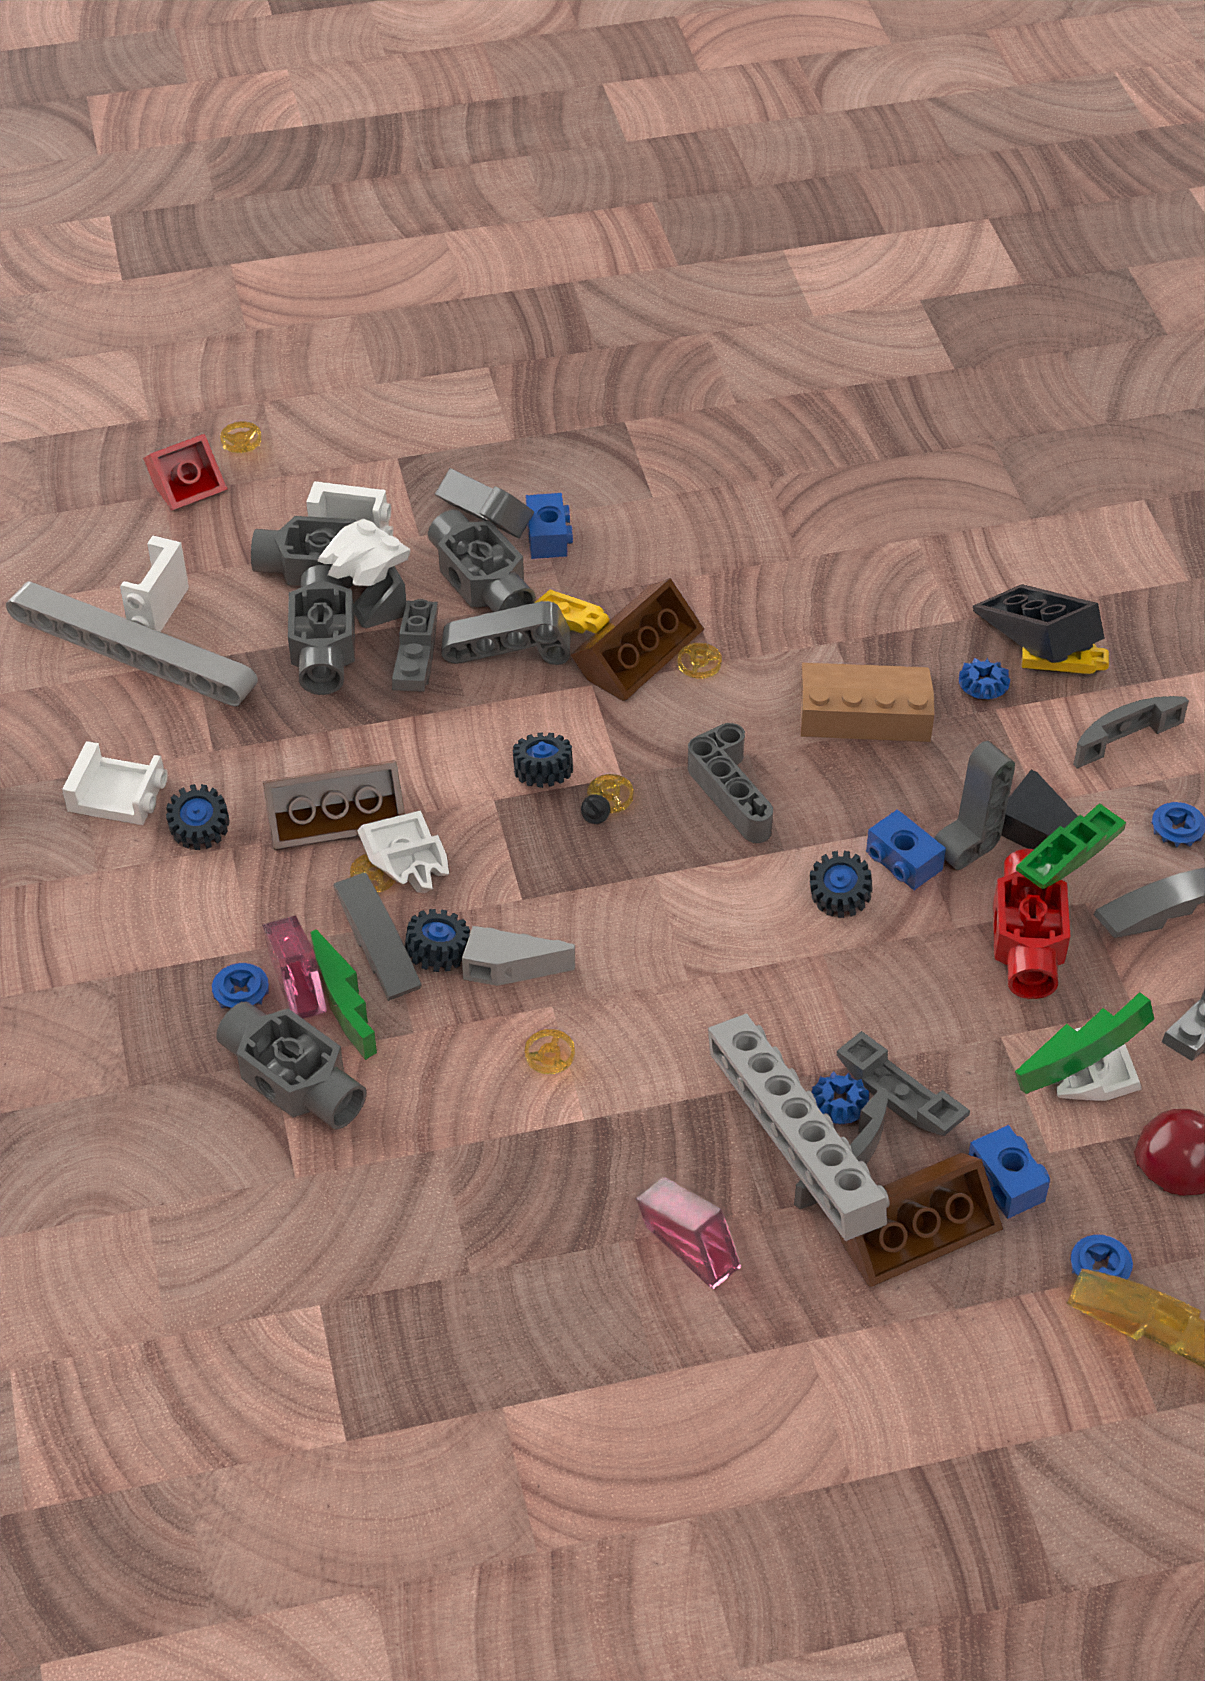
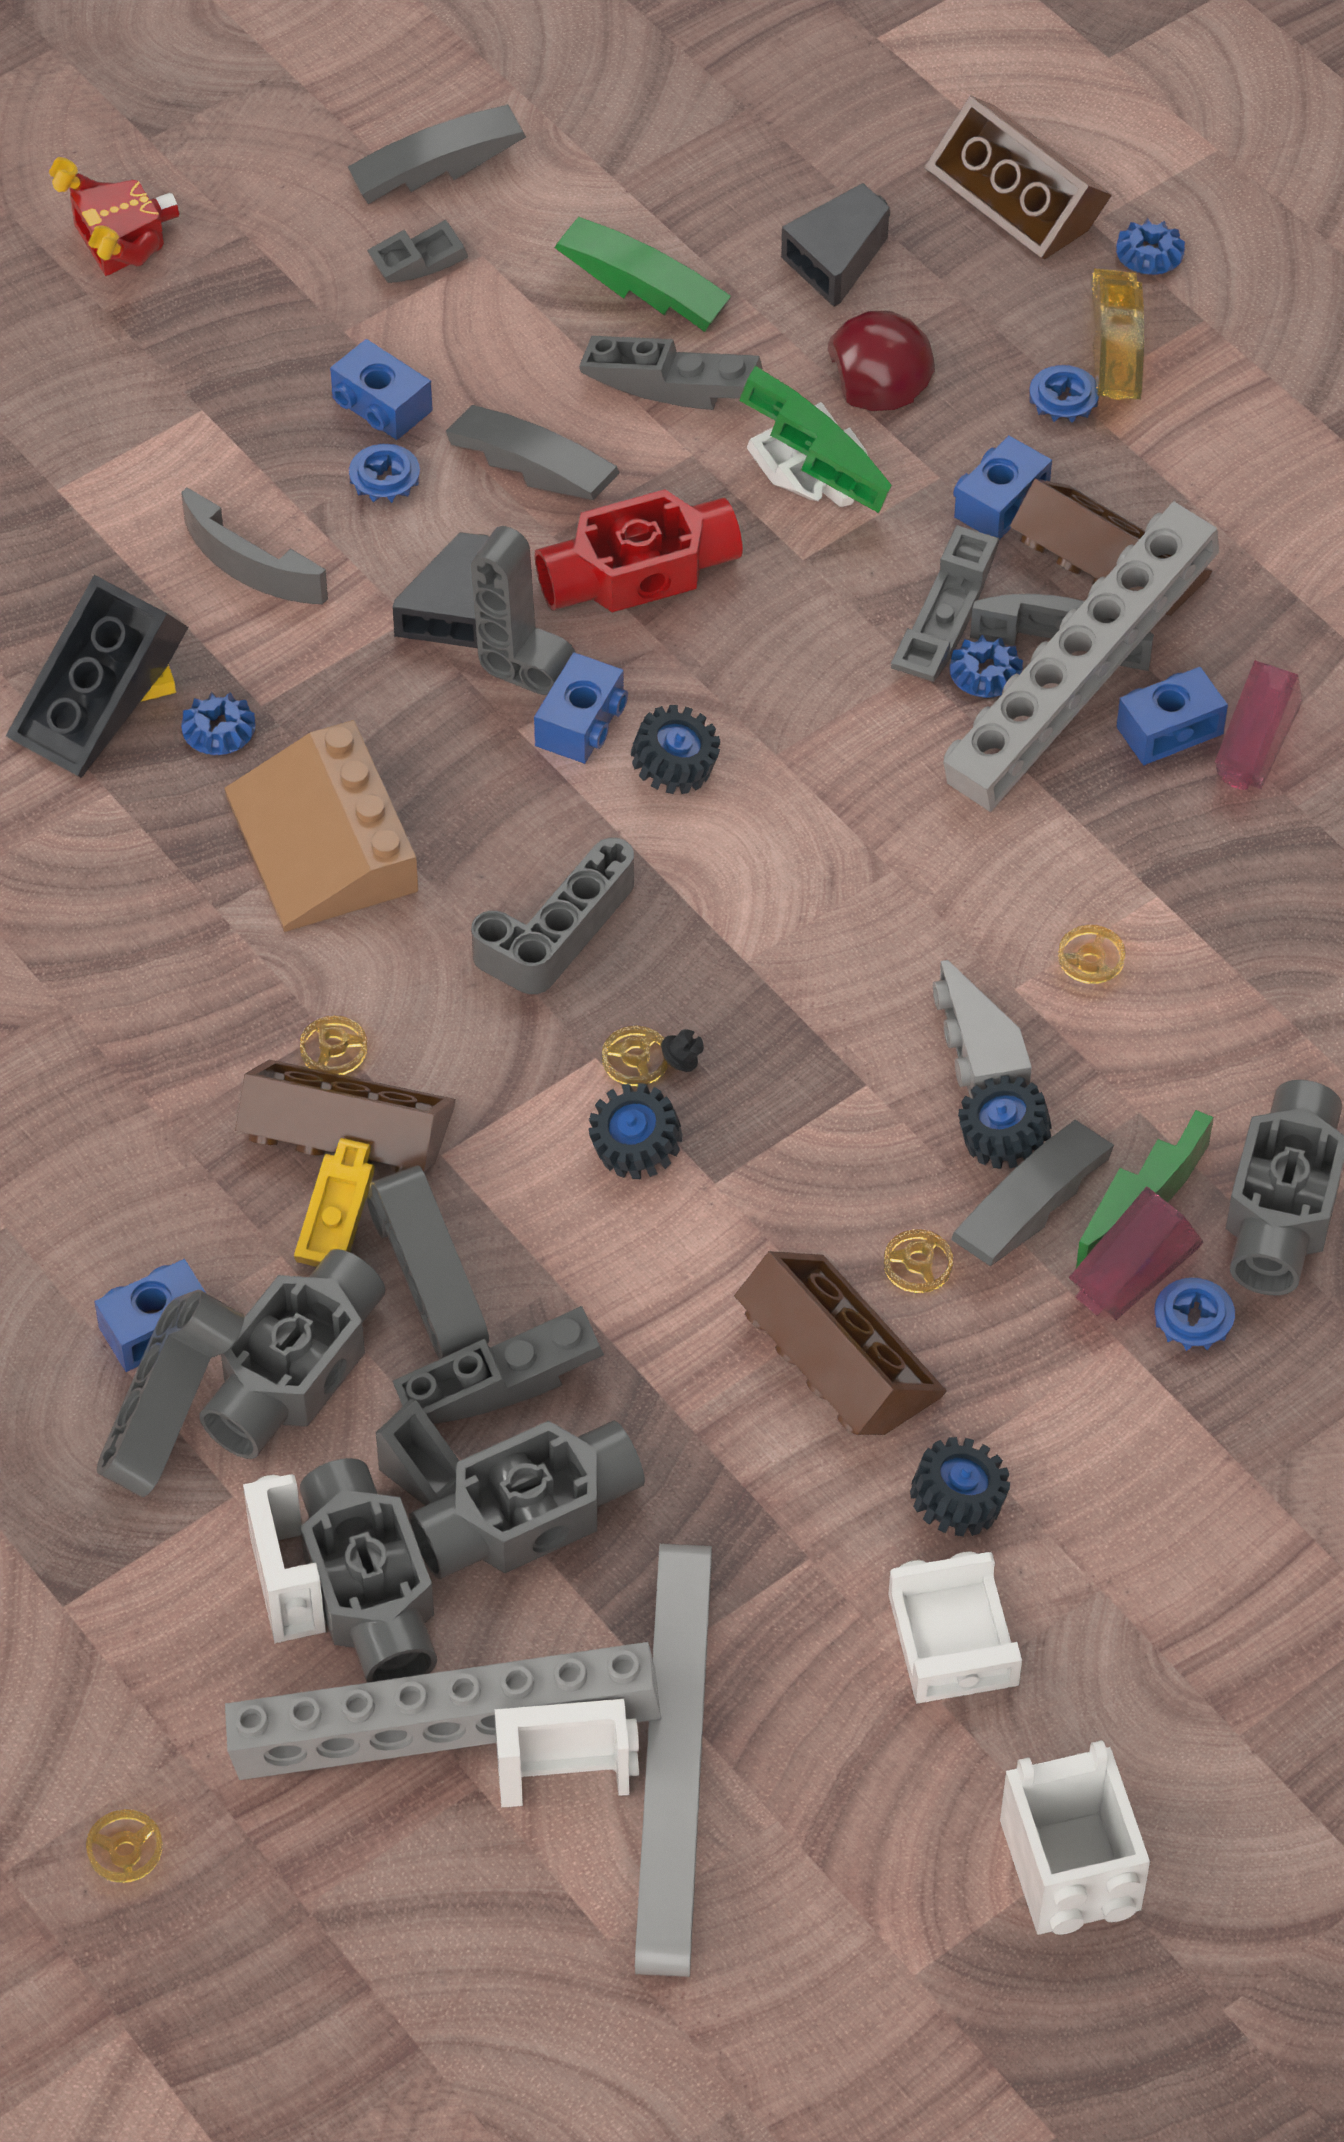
camera: 115 degrees left, 5 degrees up
(185, 472) = (255, 1876): red slope -> none
(210, 551) = (427, 1710): none -> light grey brick
(363, 553) = (387, 1464): white plate -> none
(405, 850) = (877, 1221): white plate -> none
(734, 1163) = (1171, 715): none -> blue brick
(1071, 846) = (542, 517): green slope -> none

